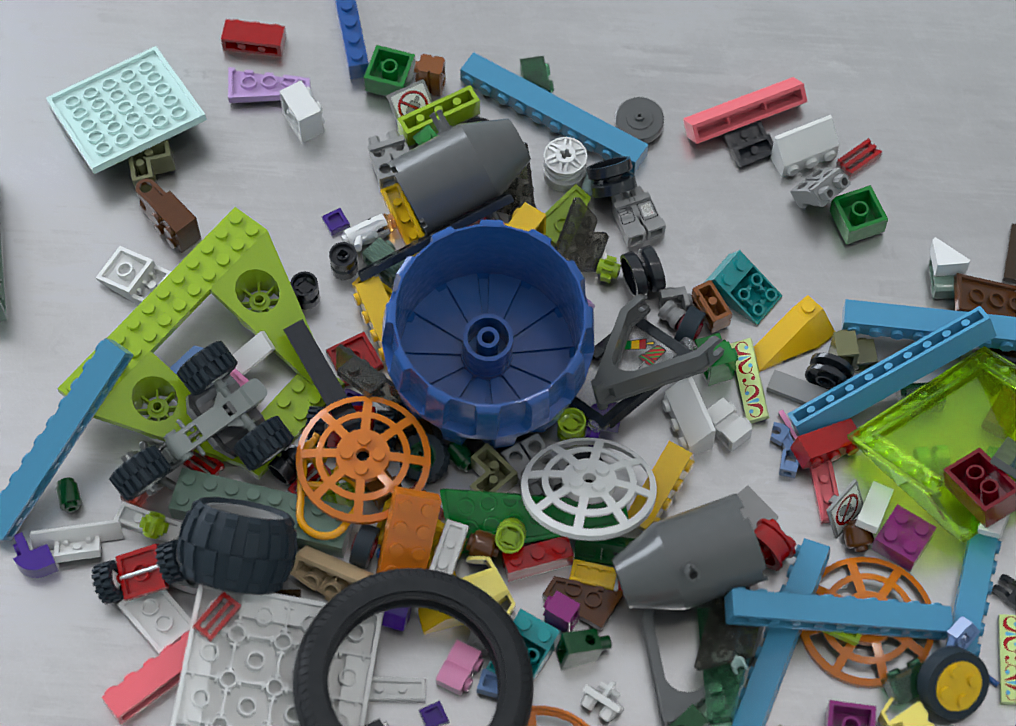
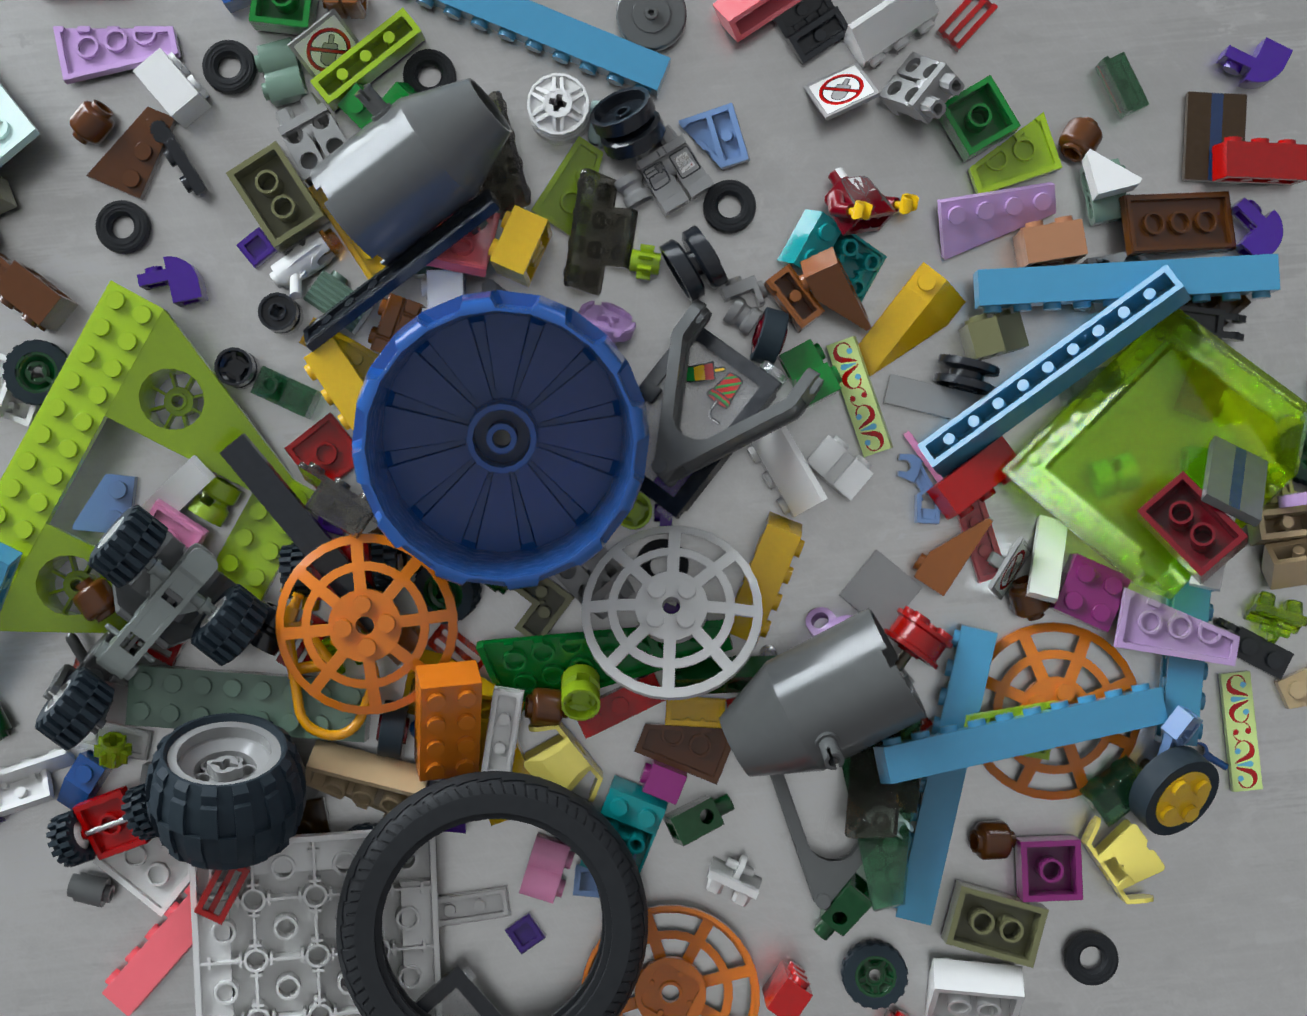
camera: 10 degrees left, 25 degrees up
(110, 625) = (90, 889): none -> dark grey brick
(126, 540) = (82, 780): none -> blue slope
(156, 258) = (20, 366): none -> wheel
(171, 408) = (95, 599): none -> reddish brown head
(240, 126) = (92, 122): none -> reddish brown head
(245, 182) = (105, 221): none -> black tyre
(265, 152) = (134, 156): none -> reddish brown wing
(270, 370) = (224, 494): none -> lime wheel
(279, 230) = (184, 281): none -> dark purple brick
(294, 153) = (177, 156): none -> black hinge
(337, 311) = (286, 392): none -> clear green slope
(342, 120) = (216, 54): none -> black tyre
(358, 188) = (277, 197): none -> olive brick
(378, 116) = (281, 72): none -> sand green brick
(607, 221) = (633, 189): none -> light grey wheel
(673, 200) = (718, 135): none -> medium blue wing
(674, 257) = (738, 190): none -> black tyre
(739, 297) = (832, 286): none -> dark orange slope
(765, 184) = (842, 91): none -> piece
(768, 255) = (860, 205): none -> dark red torso
(802, 495) = (945, 562): none -> dark orange slope
(808, 704) = (992, 840): none -> reddish brown head
(857, 278) = (988, 215): none -> lavender wing
(886, 247) = (1018, 159): none -> lime wing
(902, 291) = (1050, 244): none -> nougat brick
(926, 235) = (1079, 137): none -> reddish brown head
(952, 564) = (1166, 631): none -> lavender wing
(964, 212) = (1122, 85): none -> clear green panel

